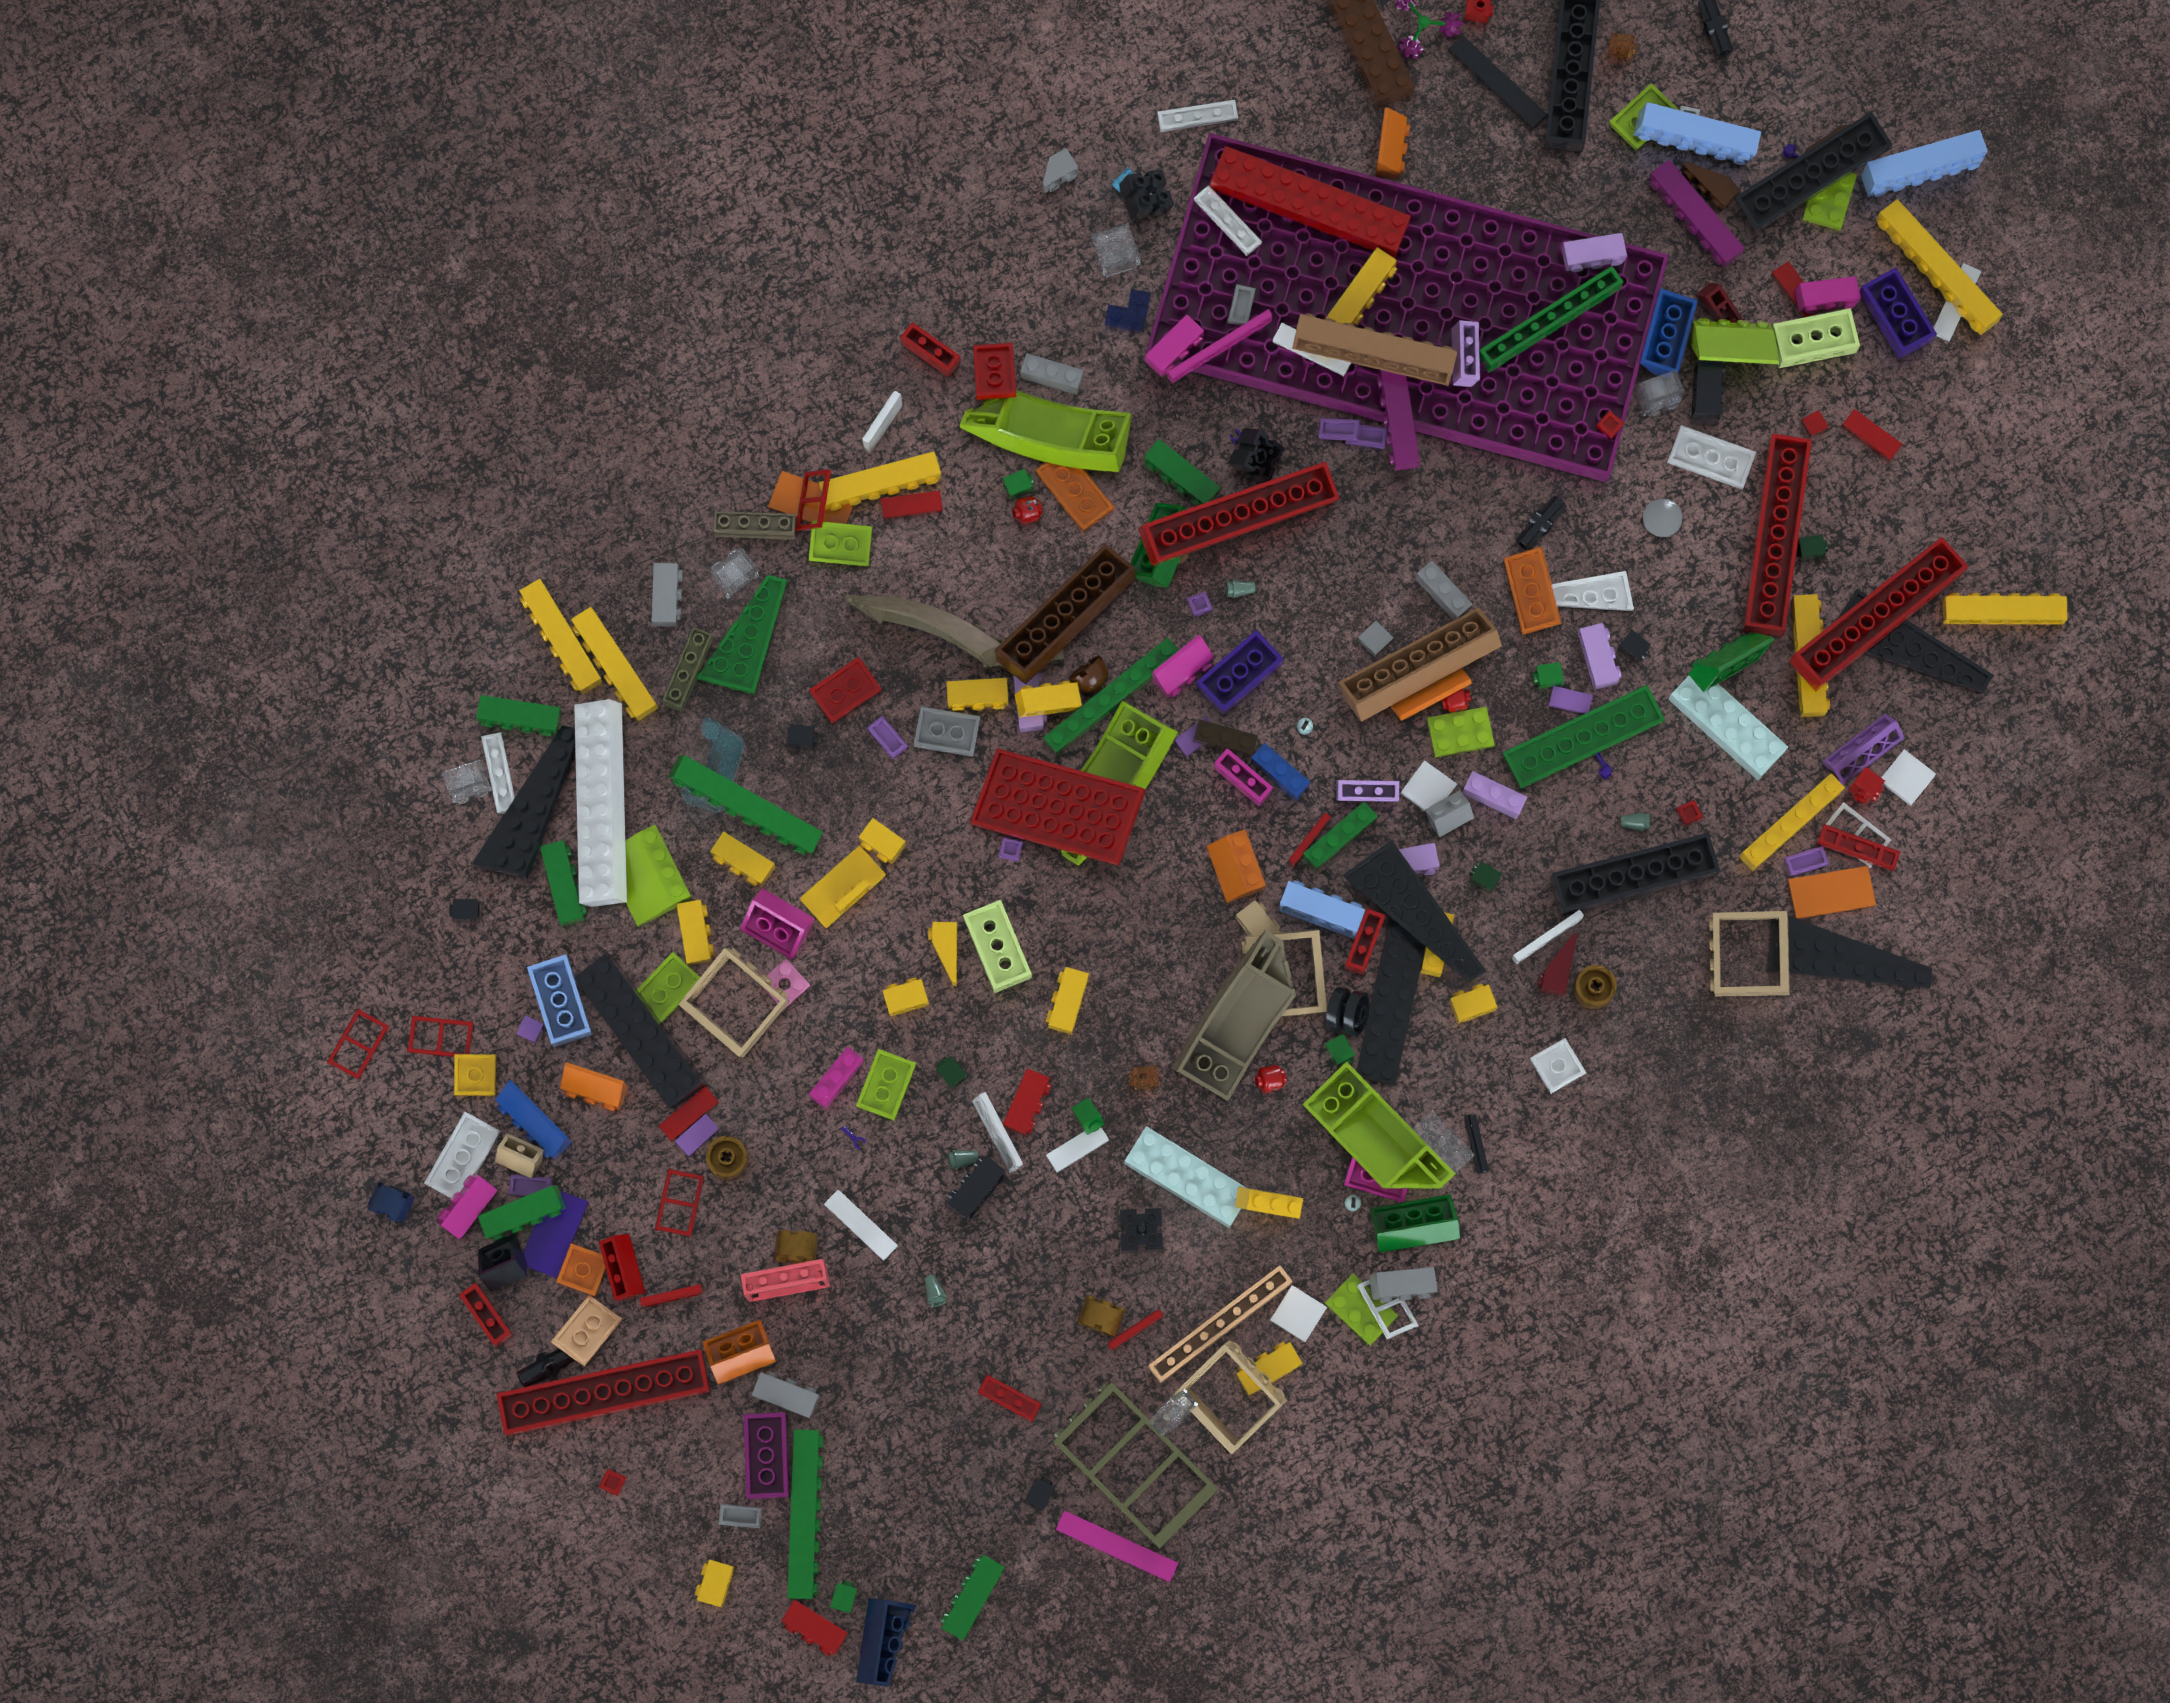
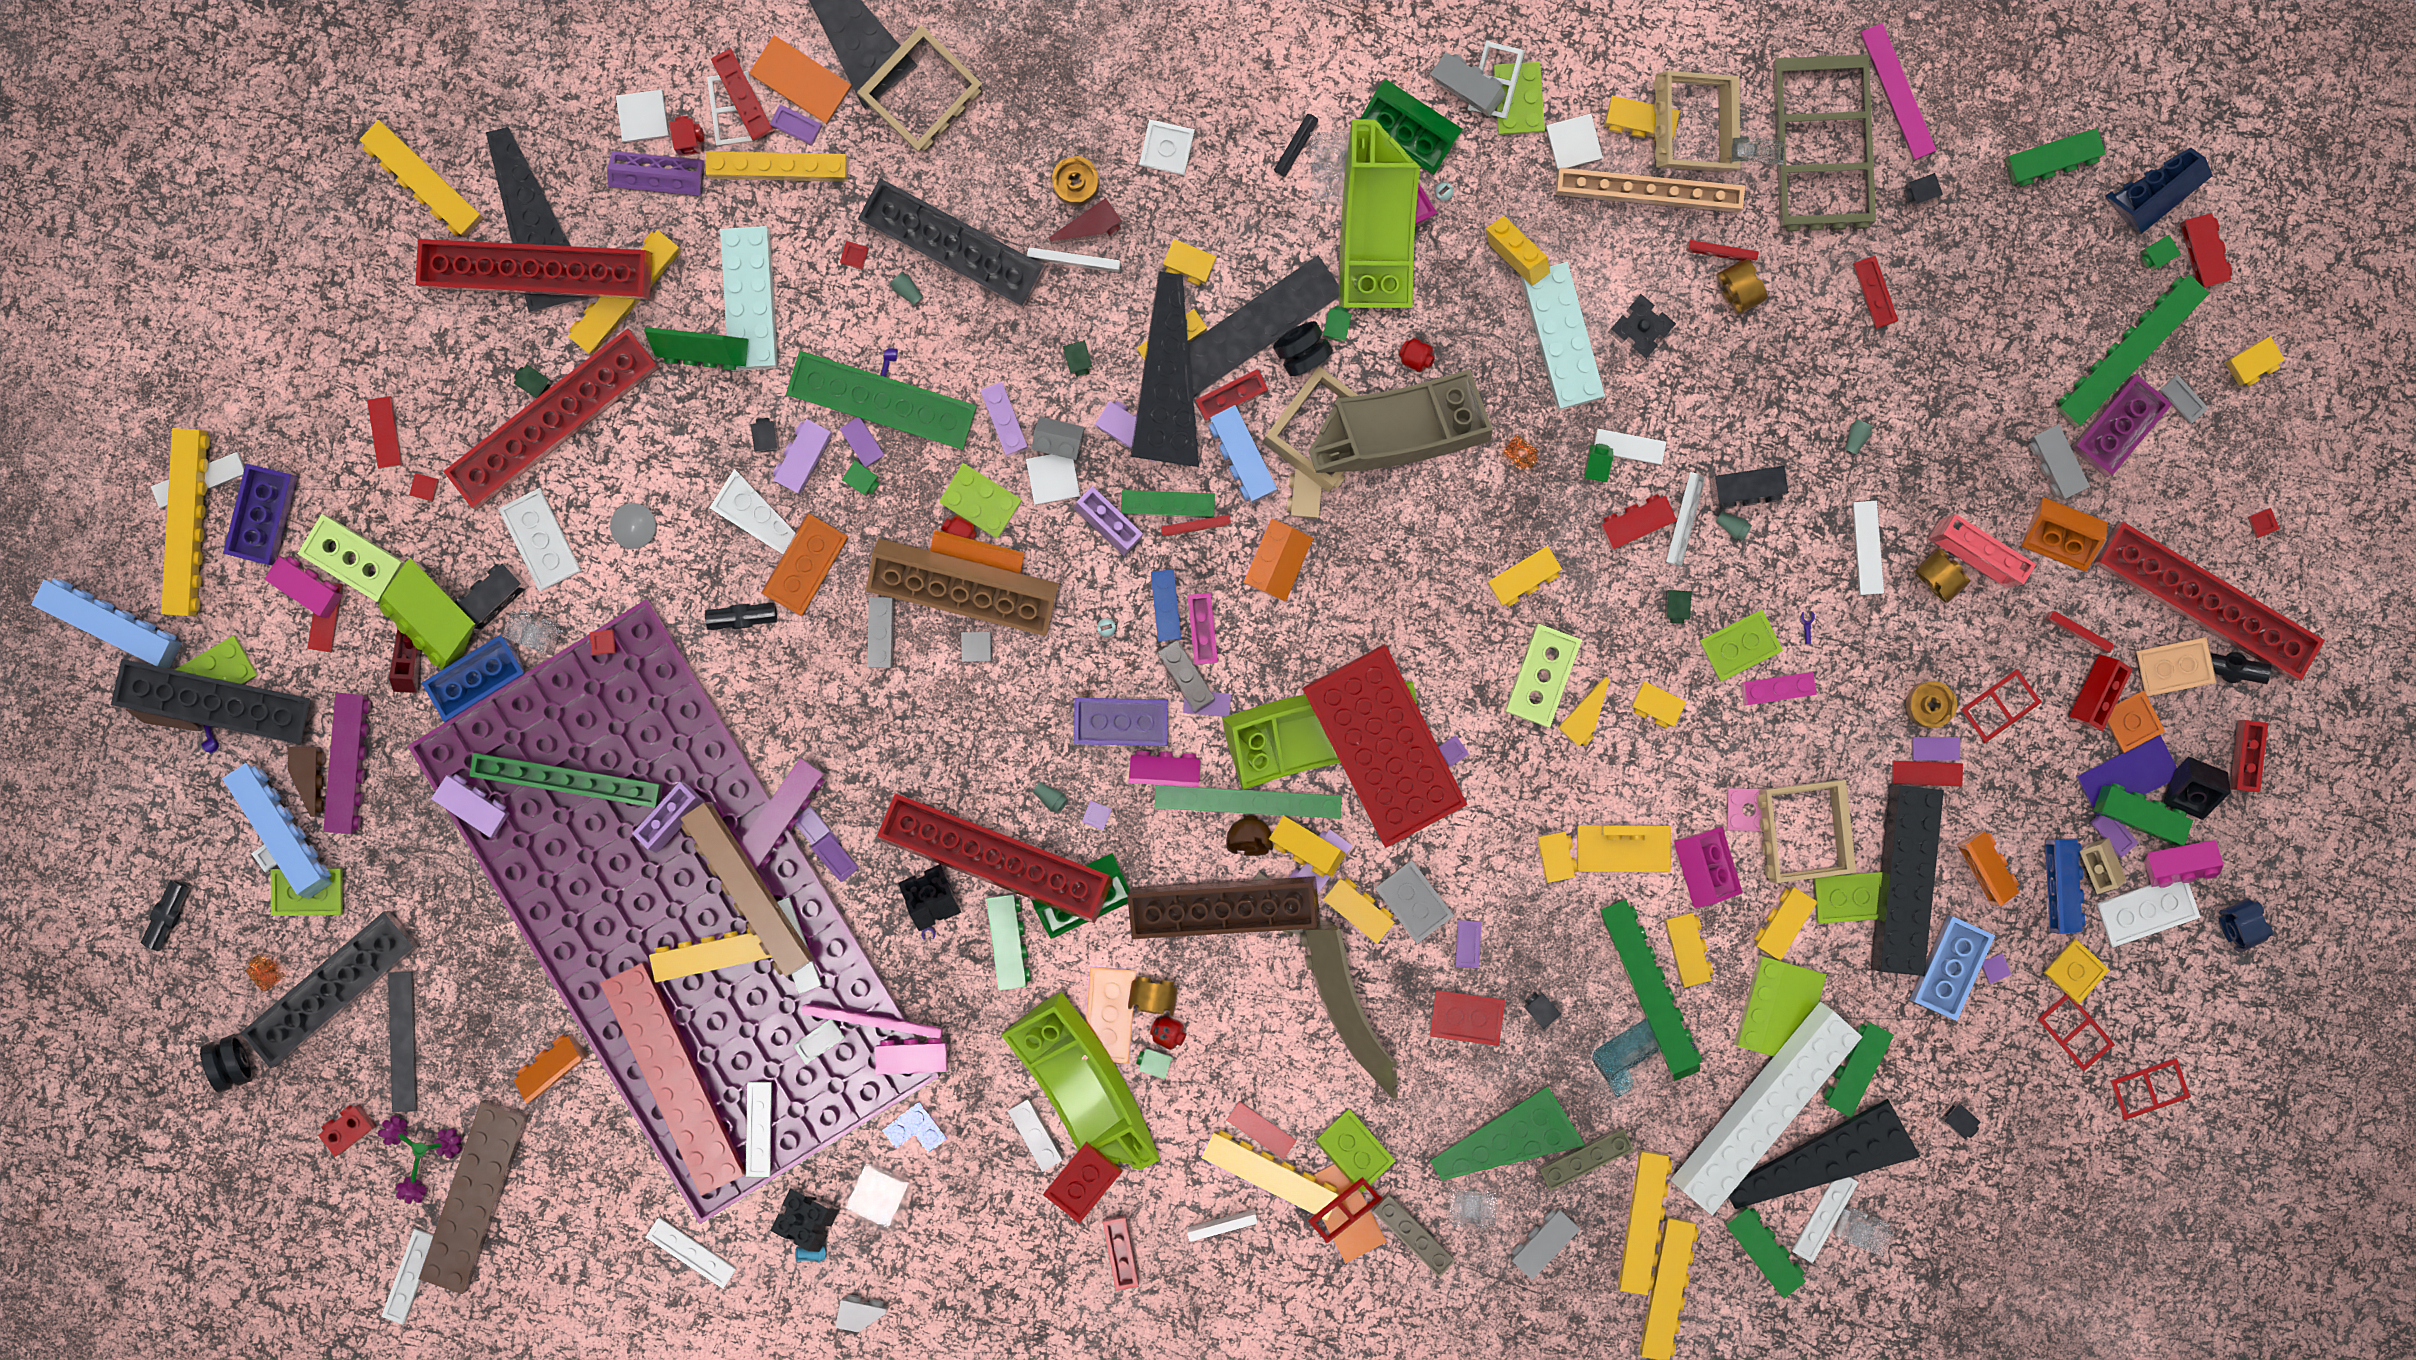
camera: 135 degrees left, 10 degrees up
(1058, 521) = (1153, 997): none -> pearl gold brick

